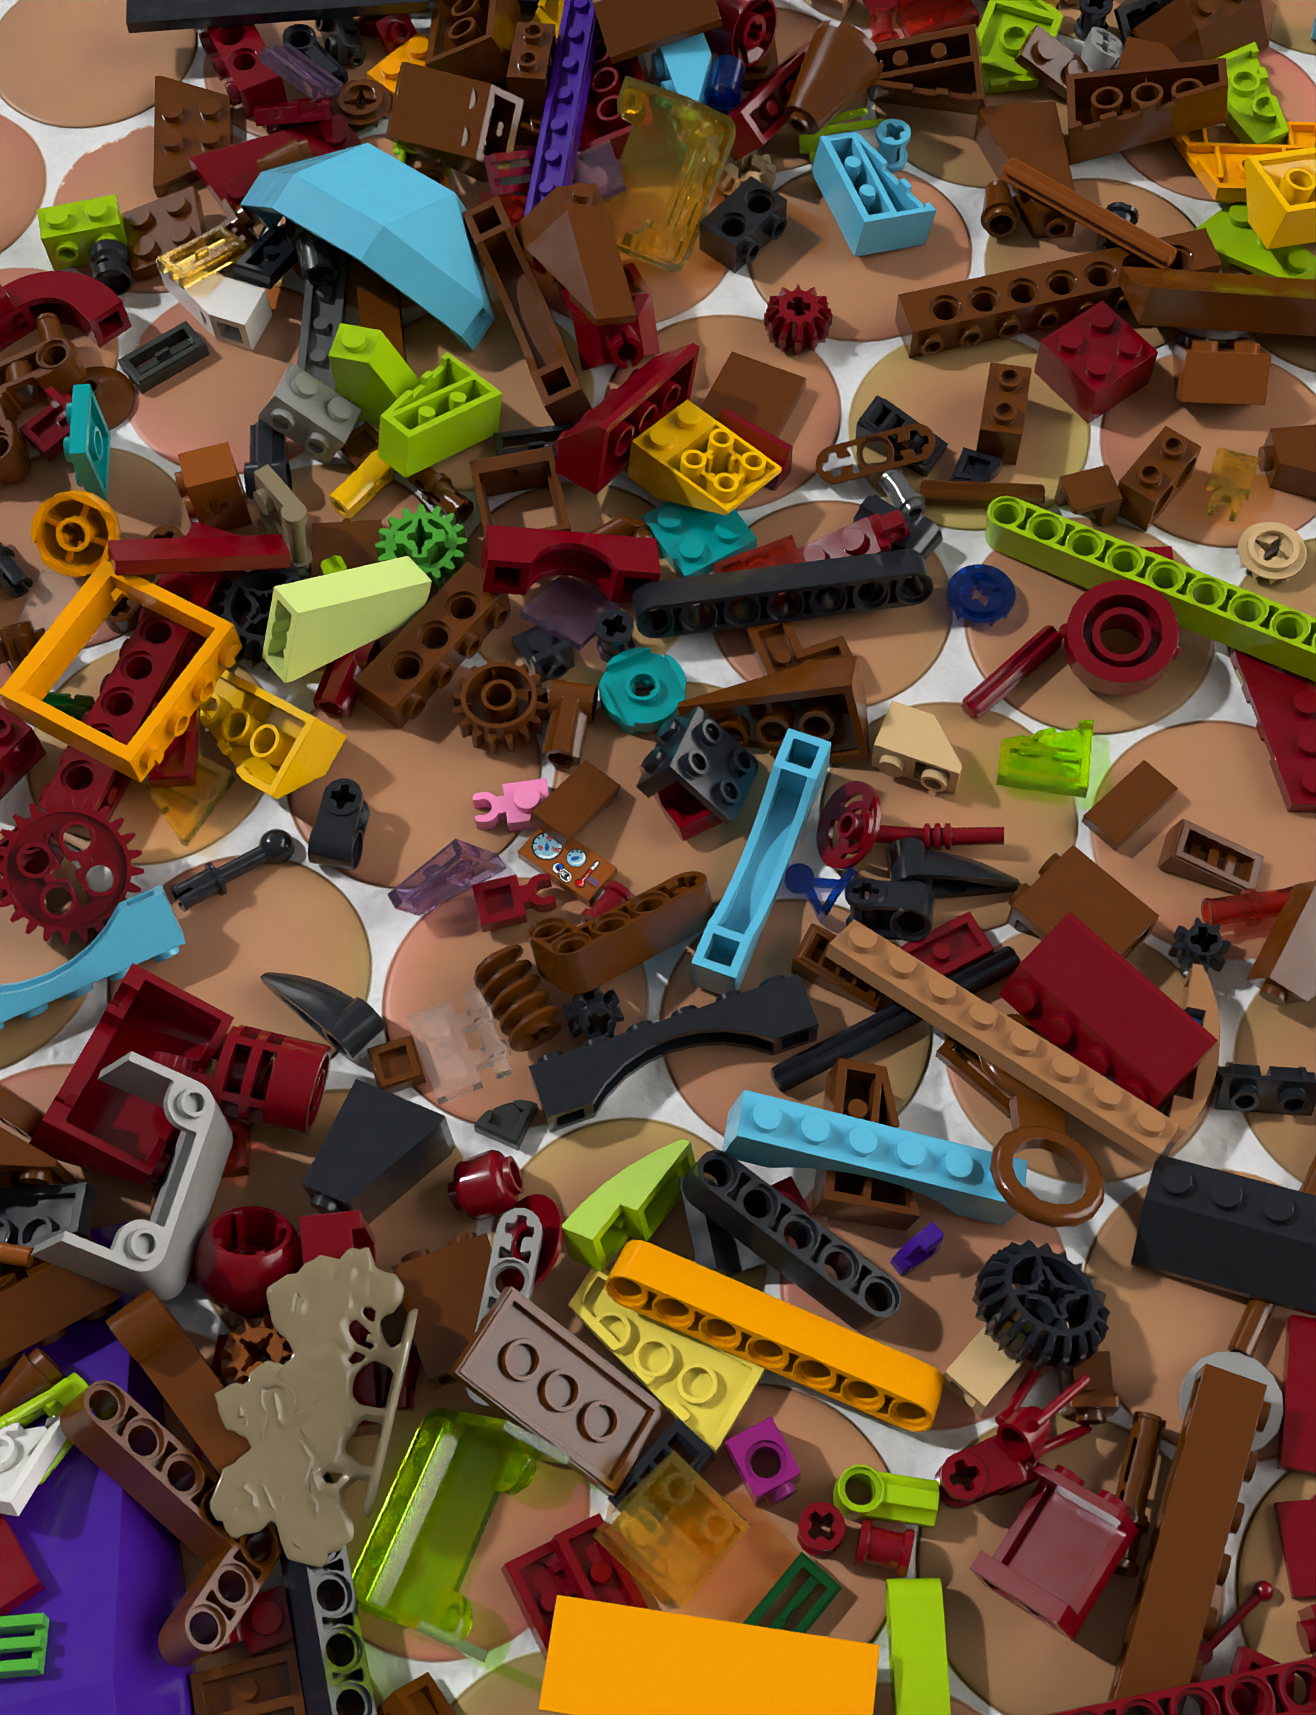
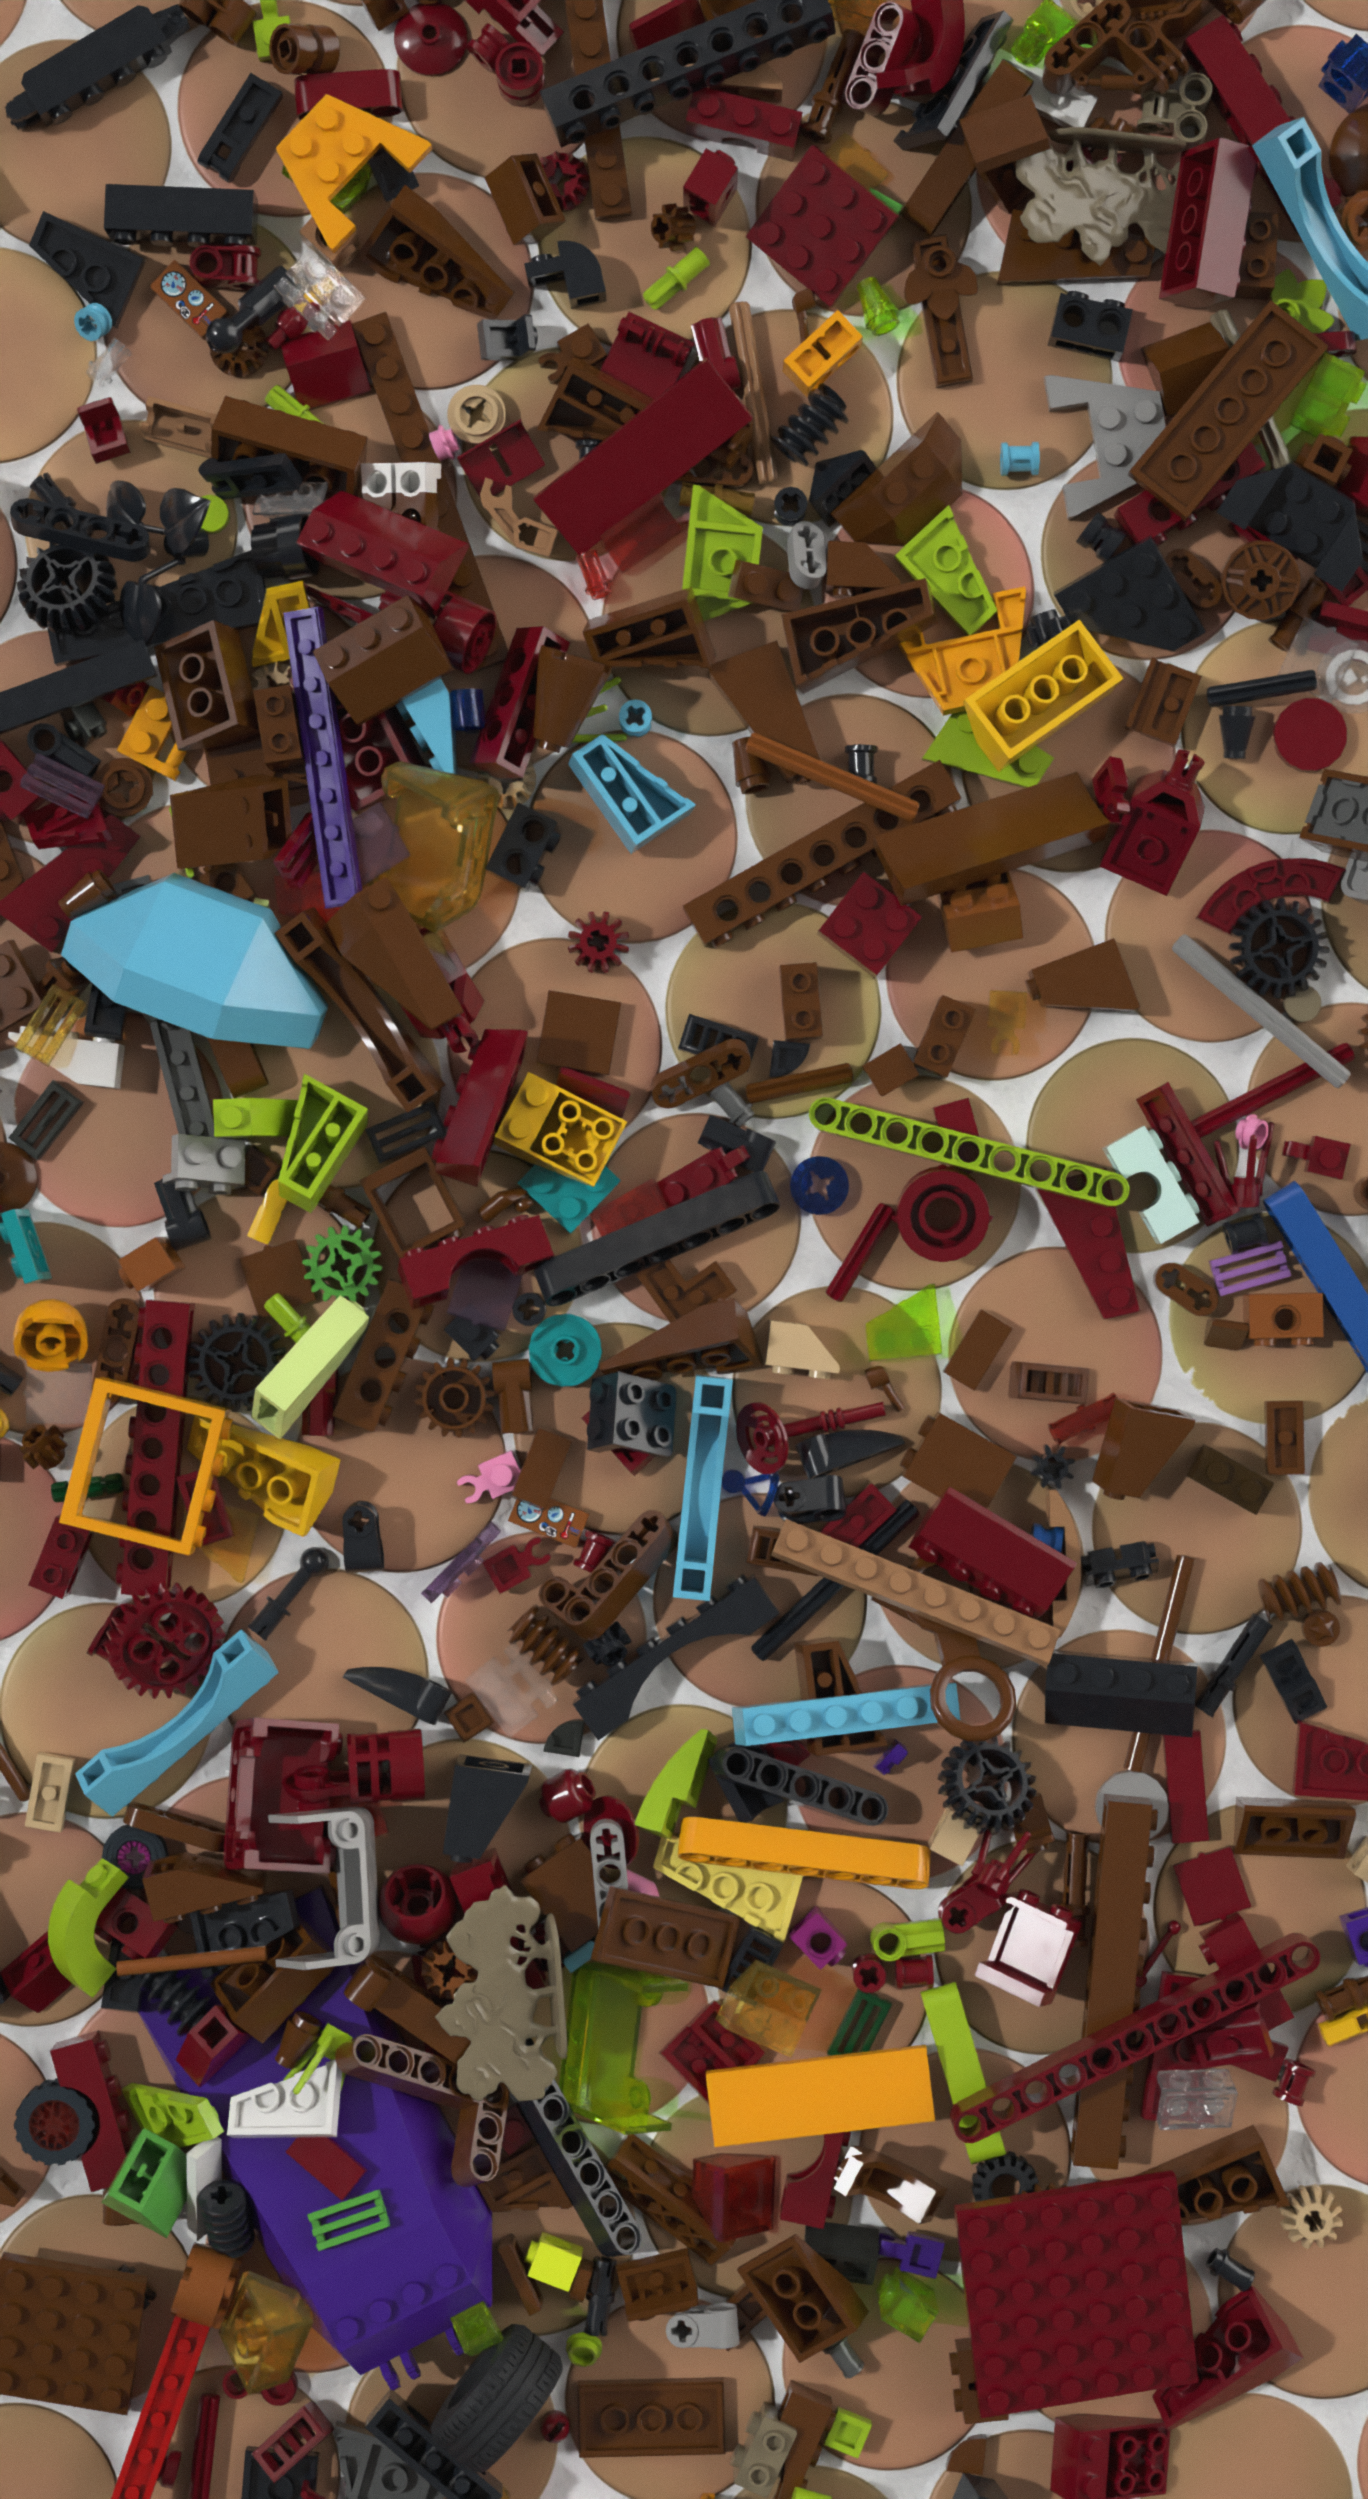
camera: 15 degrees left, 25 degrees up
(198, 554) = (169, 1345): dark red tile -> none
(282, 514) = (212, 1274): dark tan plate -> none
(439, 1394) = (579, 1956): none -> medium azure tile
(1005, 805) = (878, 1377): none -> reddish brown hand
(1260, 539) = (1067, 1071): tan gear -> none

